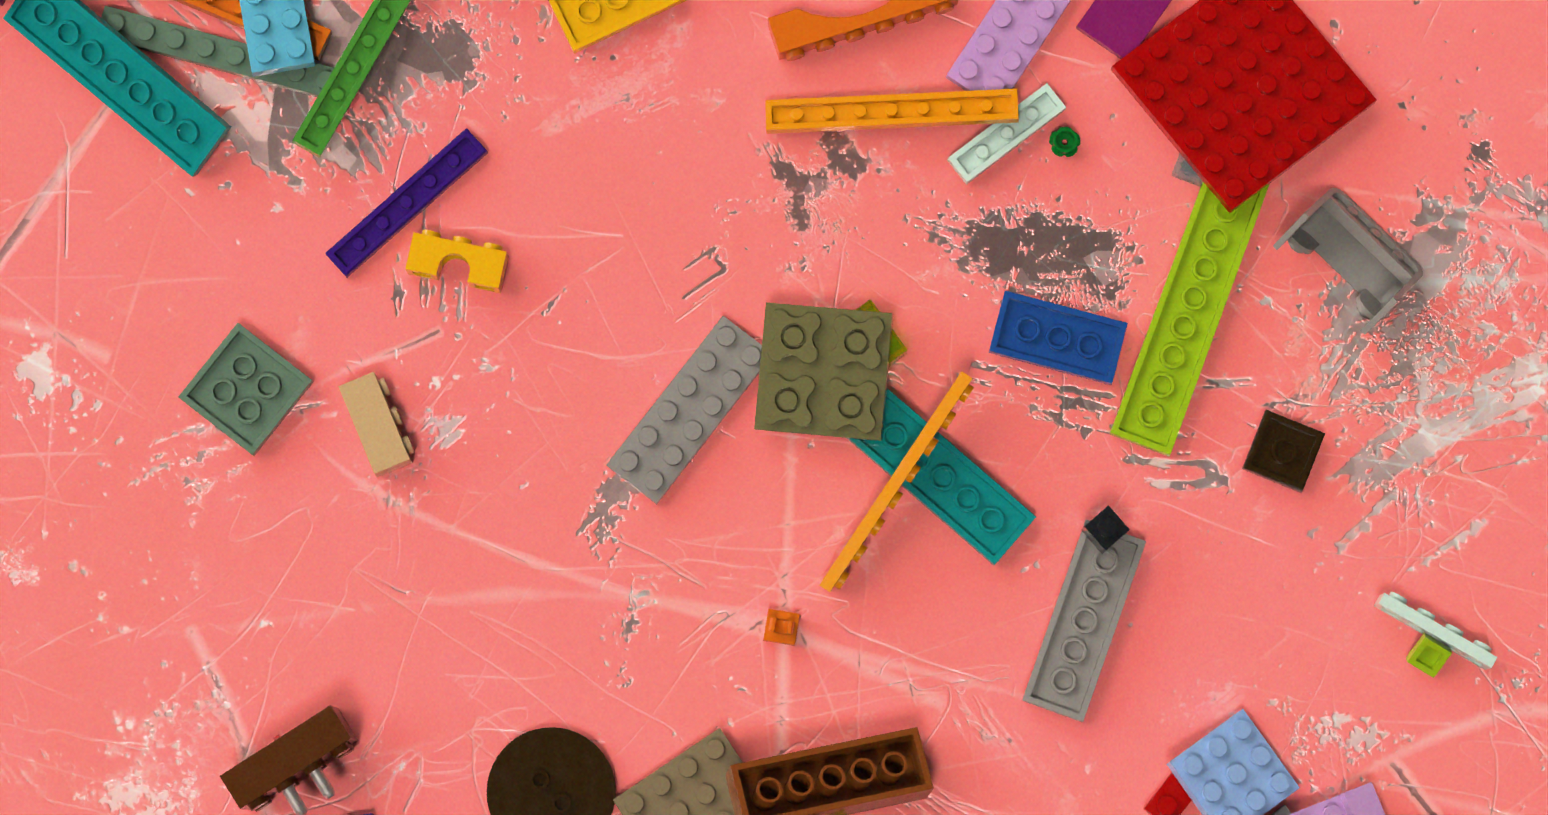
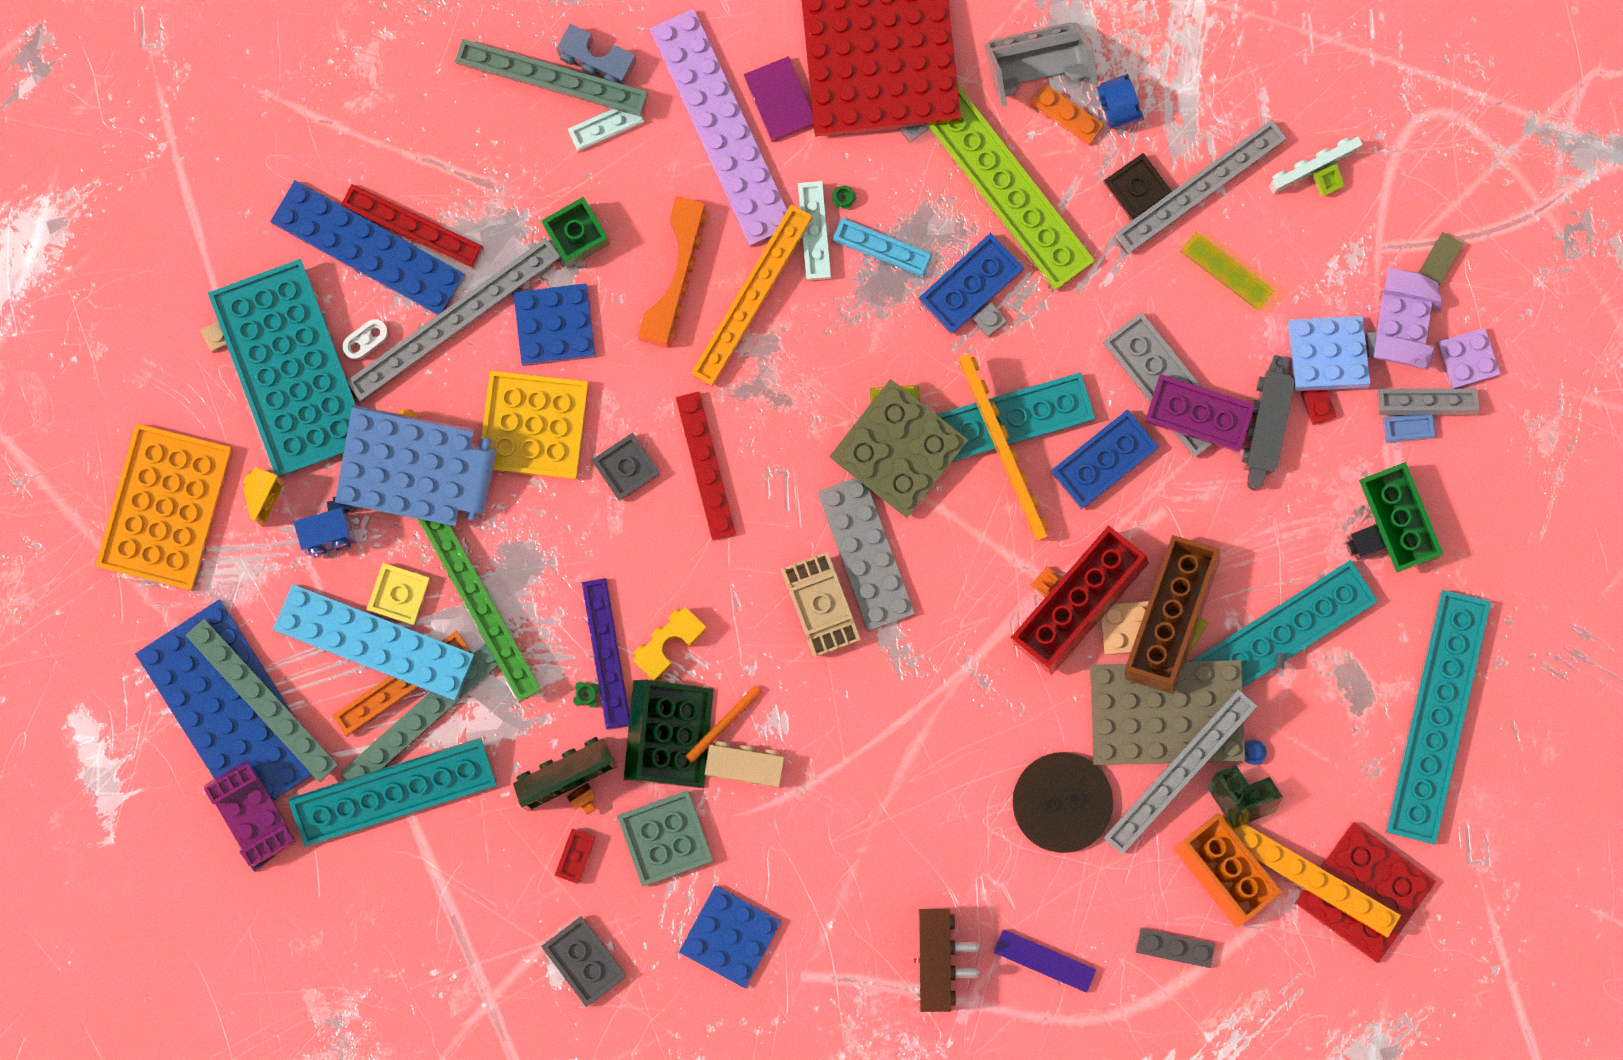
camera: 55 degrees left, 0 degrees up
(61, 386) = (584, 961): none -> dark grey plate
(167, 306) = (575, 856): none -> red plate
(183, 525) = (730, 937): none -> blue plate
(234, 275) = (582, 798): none -> orange tile
(245, 238) = (563, 775): none -> slope
(350, 200) = (580, 699): none -> green plate
(360, 322) = (663, 729): none -> dark green slope
(407, 373) = (708, 739): none -> orange bar
(600, 395) = (820, 604): none -> tan plate
(620, 96) = (625, 467): none -> dark grey plate
(676, 180) = (705, 466): none -> red plate
(781, 671) = (1080, 600): none -> red brick
(784, 733) = (1121, 627): none -> light nougat plate
(957, 603) = (1104, 459): none -> blue plate
(1031, 383) = (989, 320): none -> light grey plate
(1036, 218) = (882, 247): none -> medium azure tile
(1072, 674) = (1199, 413): none -> magenta plate
(1105, 529) = (1119, 332): black brick -> none
(1114, 758) = (1269, 422): none -> dark grey hinge
(1253, 607) = (1227, 271): none -> clear neon green plate
(1314, 324) = (1066, 114): none -> orange plate
(1329, 520) = (1200, 186): none -> light grey plate
(1364, 373) = (1121, 101): none -> blue brick

